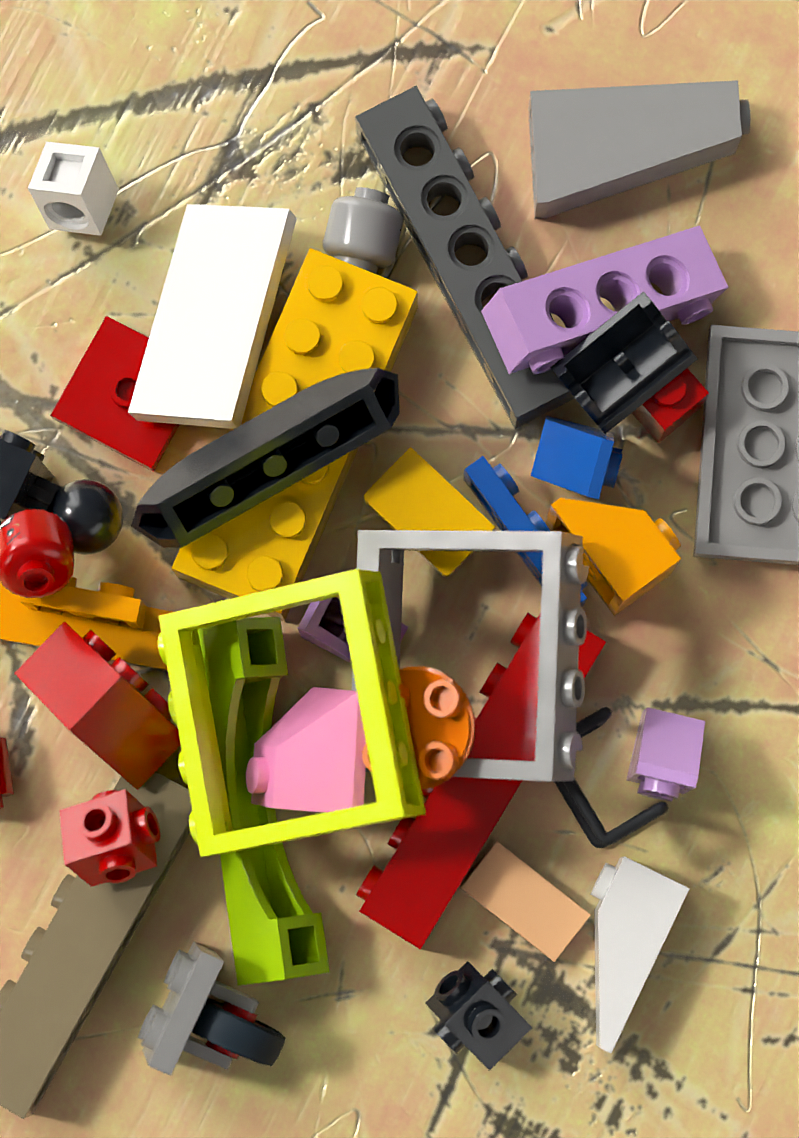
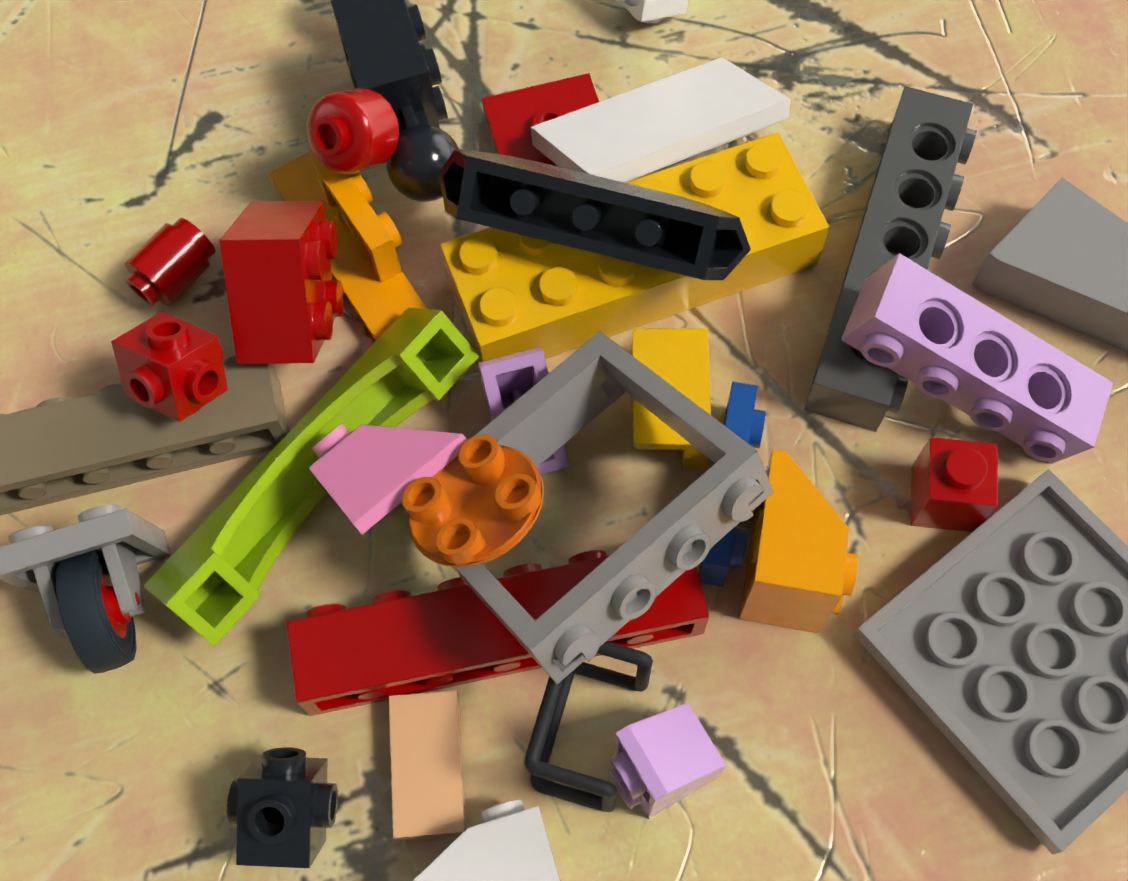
camera: 45 degrees right, 15 degrees down
(363, 230) = (835, 167): light grey head -> none
(378, 695) = (458, 450): neon yellow window -> none
(576, 457) = (836, 456): blue slope -> none
(624, 362) = (949, 408): black hinge -> none

